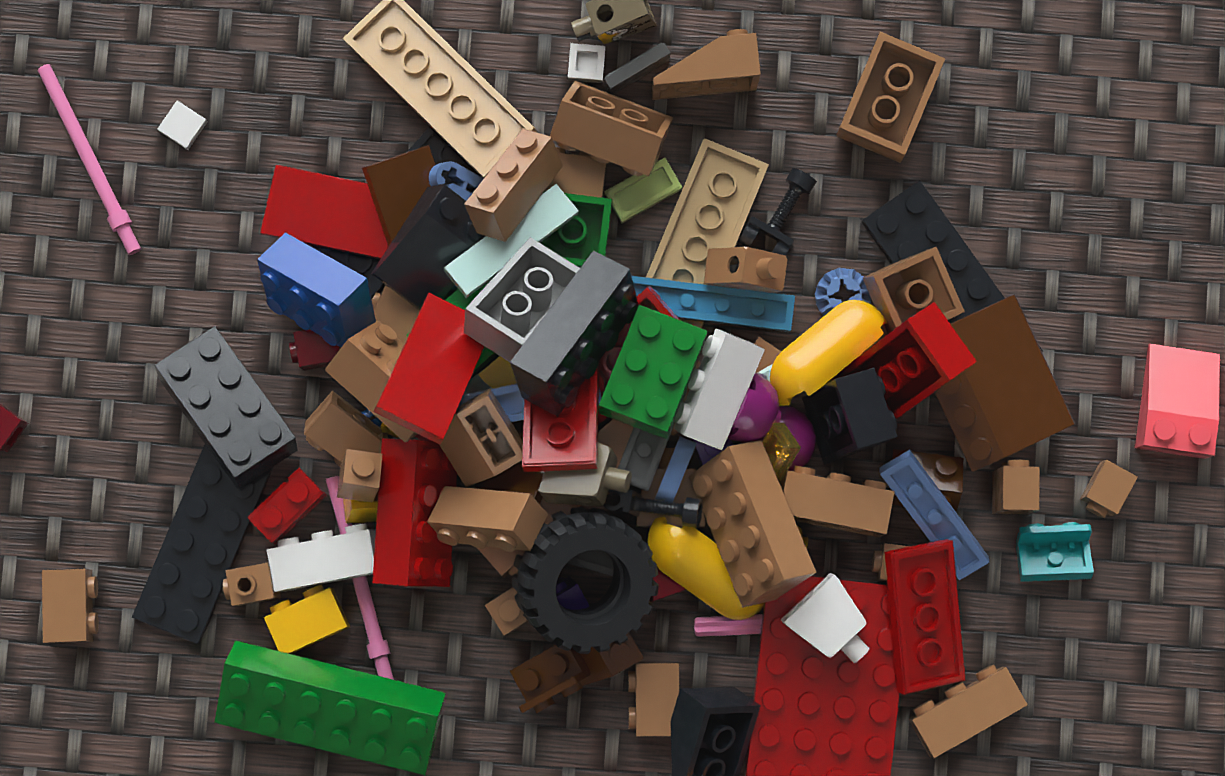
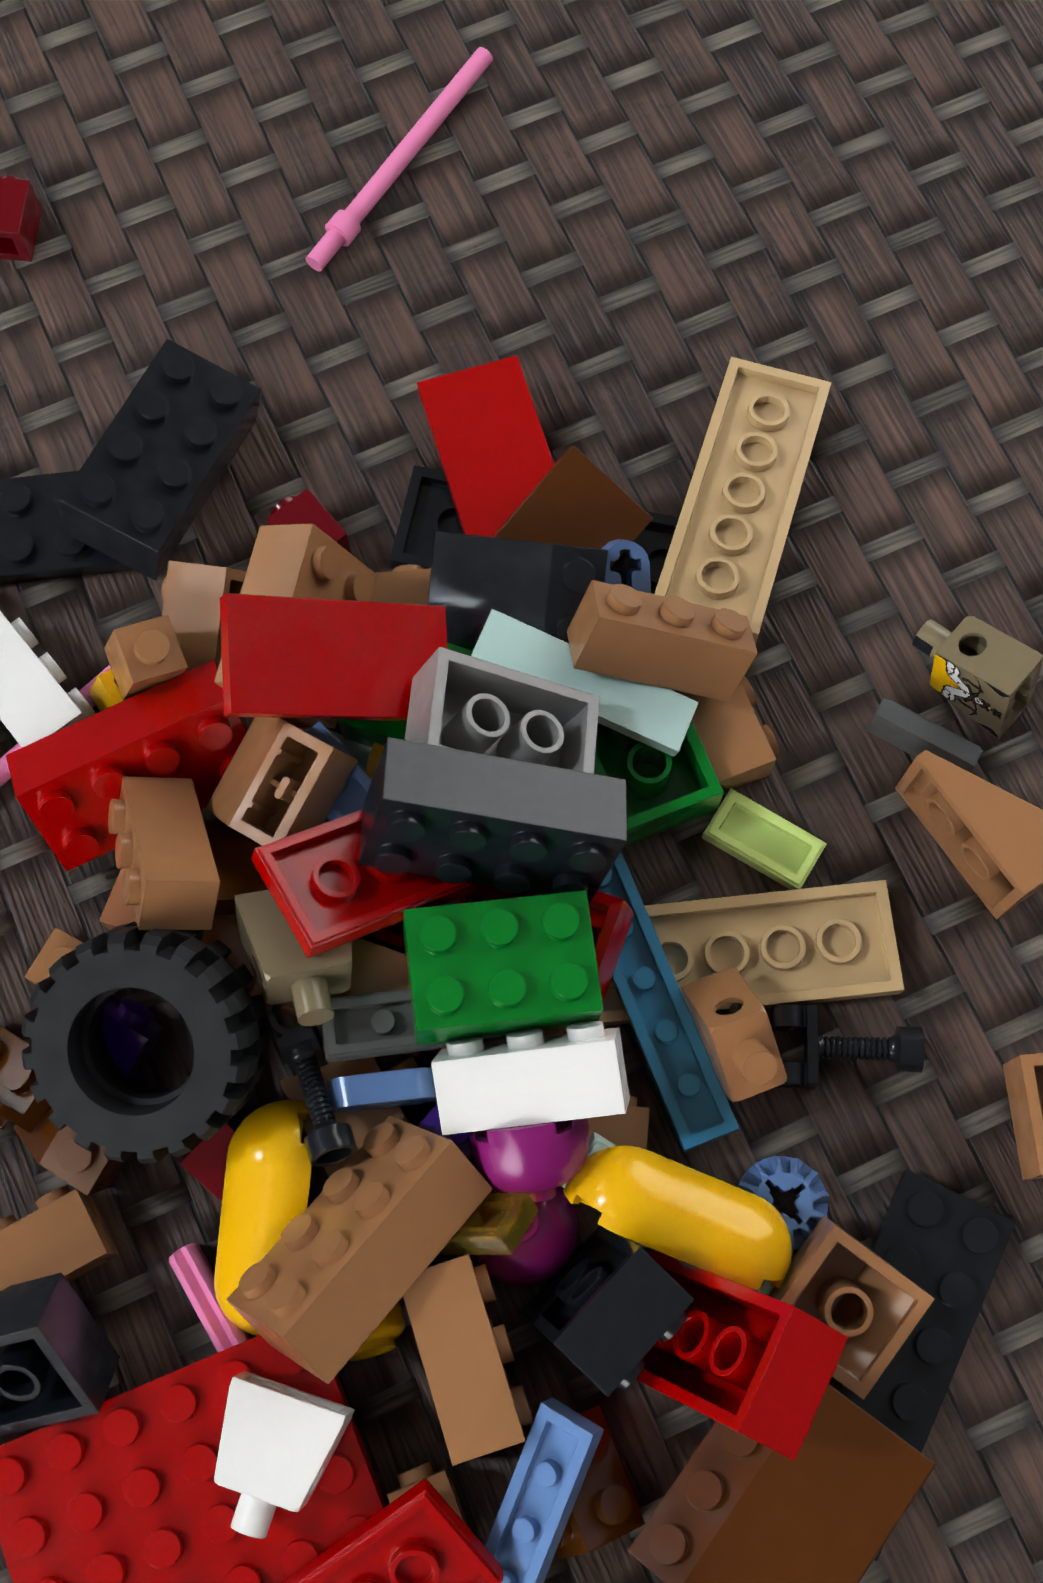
camera: 65 degrees right, 10 degrees down
(182, 125) = (506, 237): white tile -> none
(287, 506) = (70, 603): red brick -> none
(315, 290) = (373, 472): blue brick -> none
(586, 63) = (890, 670): white plate -> none
(610, 129) = (819, 741): medium nougat brick -> none

